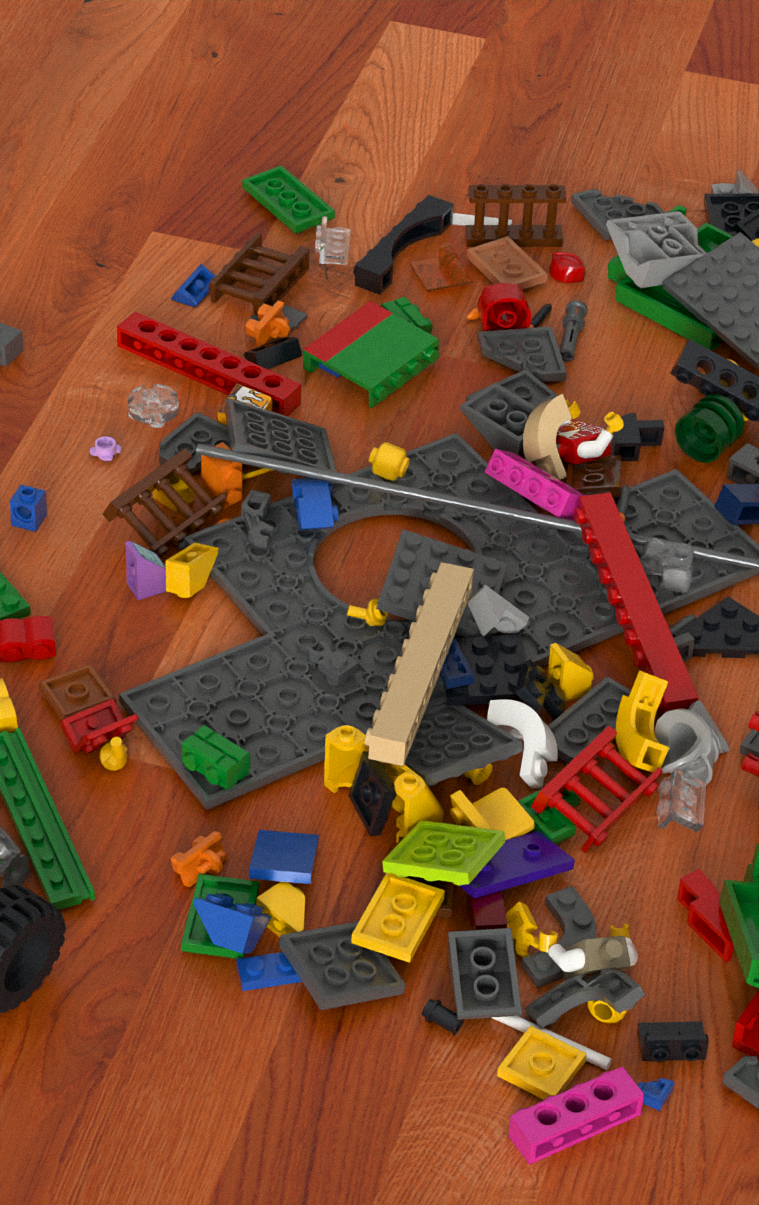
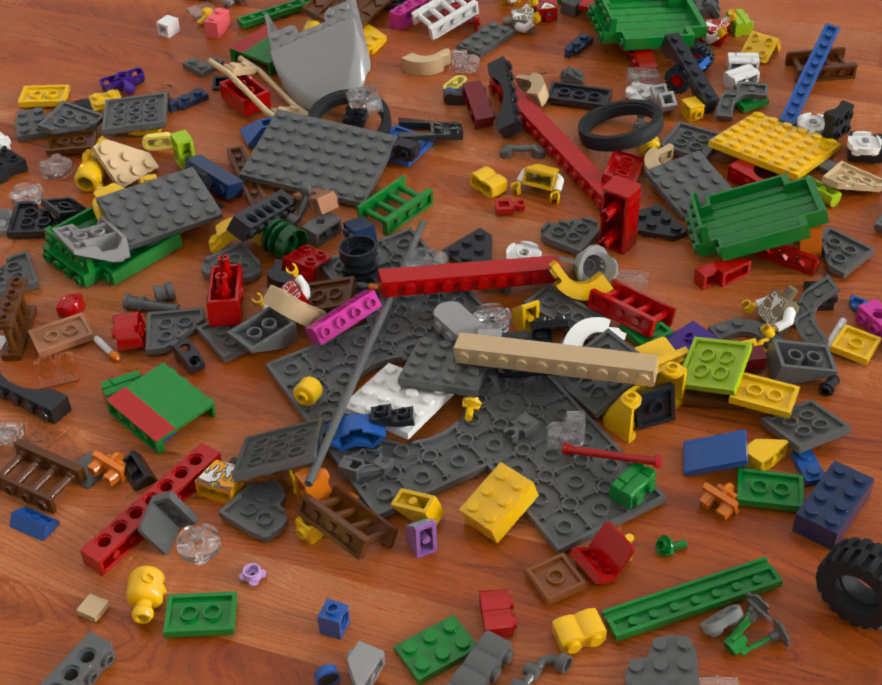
camera: 85 degrees left, 0 degrees up
(49, 414) = (200, 614): none -> green plate
(68, 341) = (93, 608): none -> tan tile
(78, 367) = (145, 592): none -> yellow piece
(124, 800) = (666, 547): none -> green plate
(172, 365) = (163, 519): none -> dark grey bracket
(184, 976) = (833, 505): none -> dark blue brick
(190, 633) = (499, 502): none -> yellow brick
(230, 924) = (791, 470): blue slope -> none
(232, 758) = (656, 461): none -> red bar
(322, 706) = (569, 431): none -> clear piece
(330, 526) = (387, 416): none -> black slope
(366, 541) = (384, 390): none -> white plate
(467, 369) = (189, 358): none -> black leg
(538, 592) = (453, 318): none -> light grey brick
(569, 633) = (502, 316): none -> clear plate
(589, 380) = (225, 293): none -> red piece
(596, 338) = (160, 293): none -> dark grey wheel
(661, 490) = (359, 257): none -> black wheel
(662, 395) = (237, 255): none -> dark grey plate
(670, 453) = (306, 260): none -> red bracket
(736, 697) = (526, 247): none -> white plate

